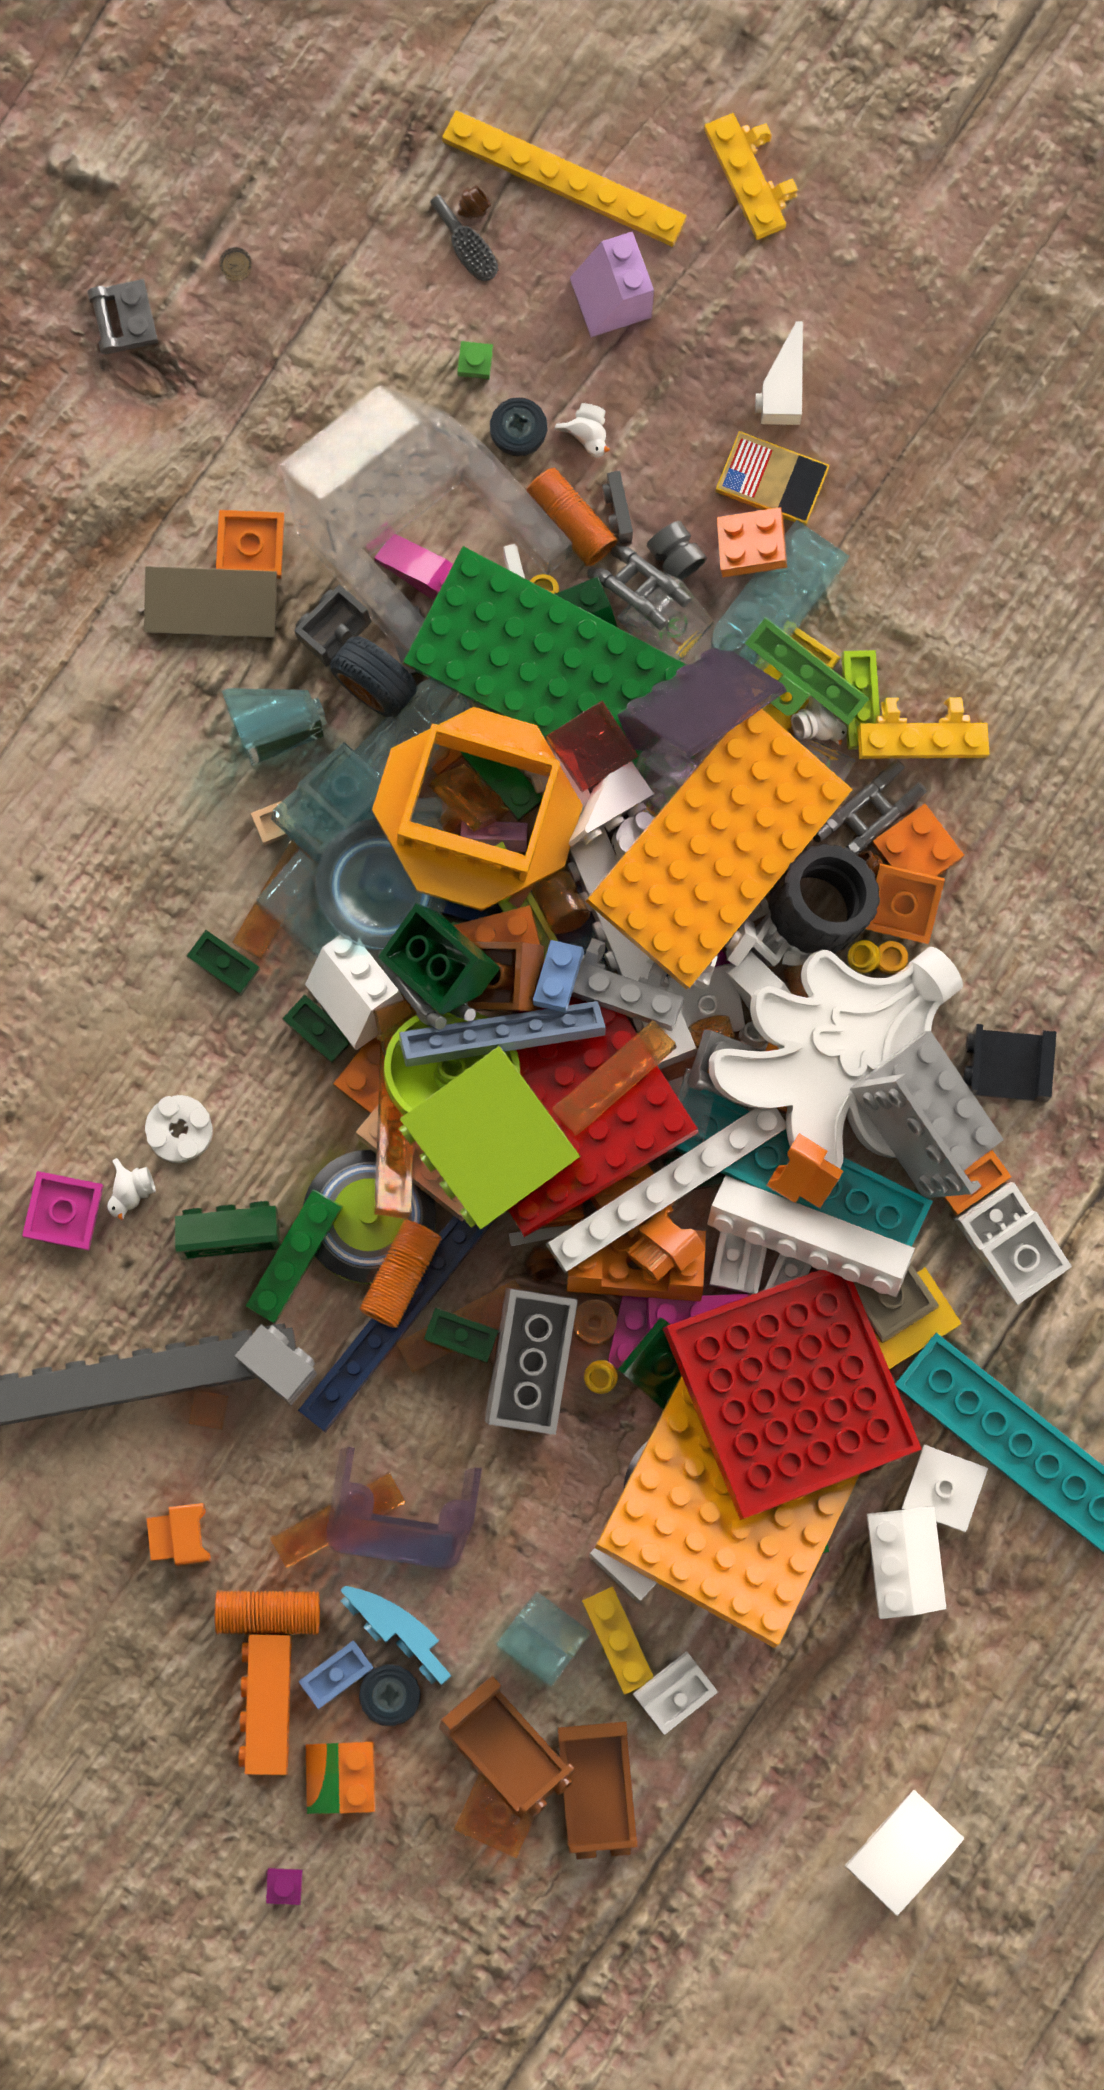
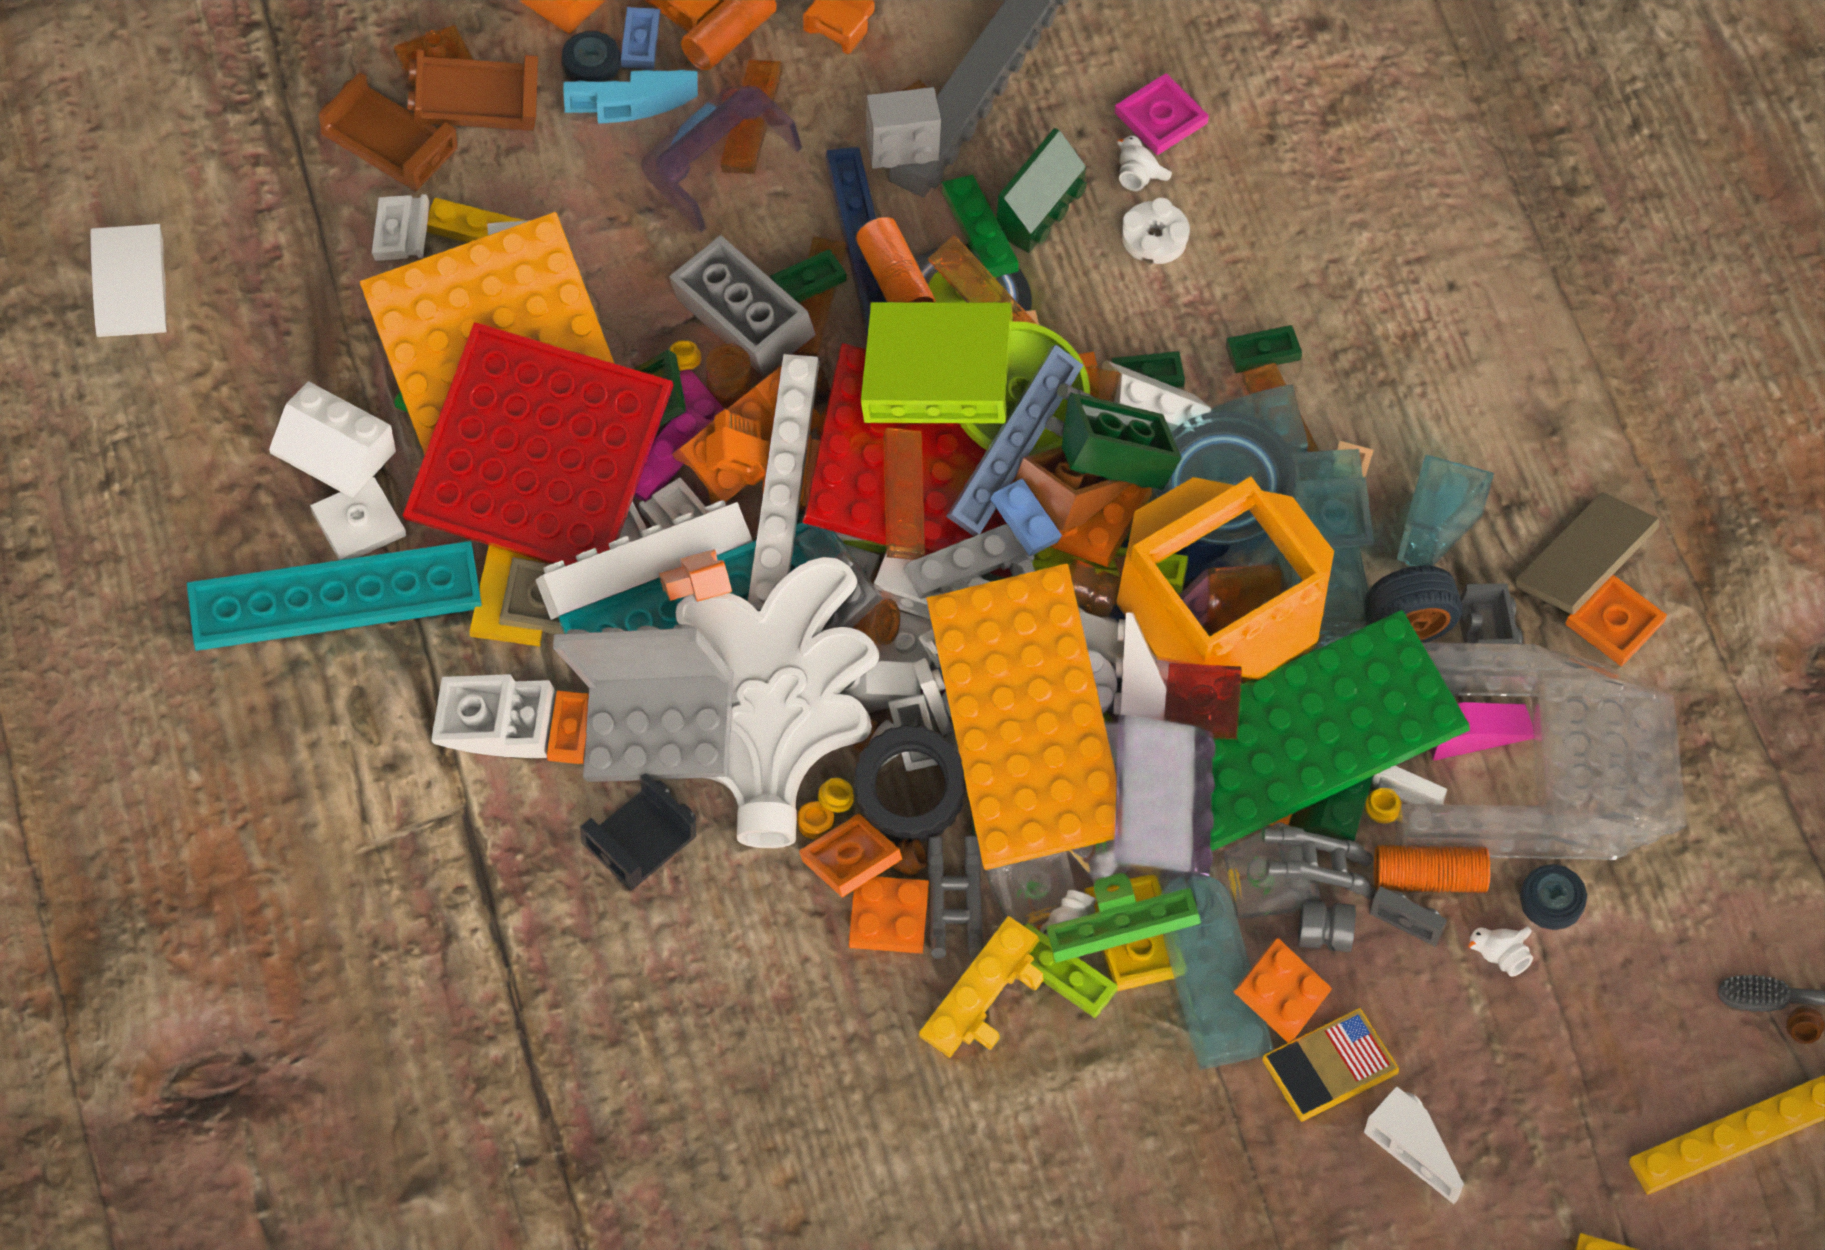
camera: 130 degrees right, 20 degrees down
(475, 360) = (1647, 915): bright green plate -> none
(543, 1639) = (527, 161): clear light blue slope -> none
(613, 286) = (1621, 1069): lavender slope -> none

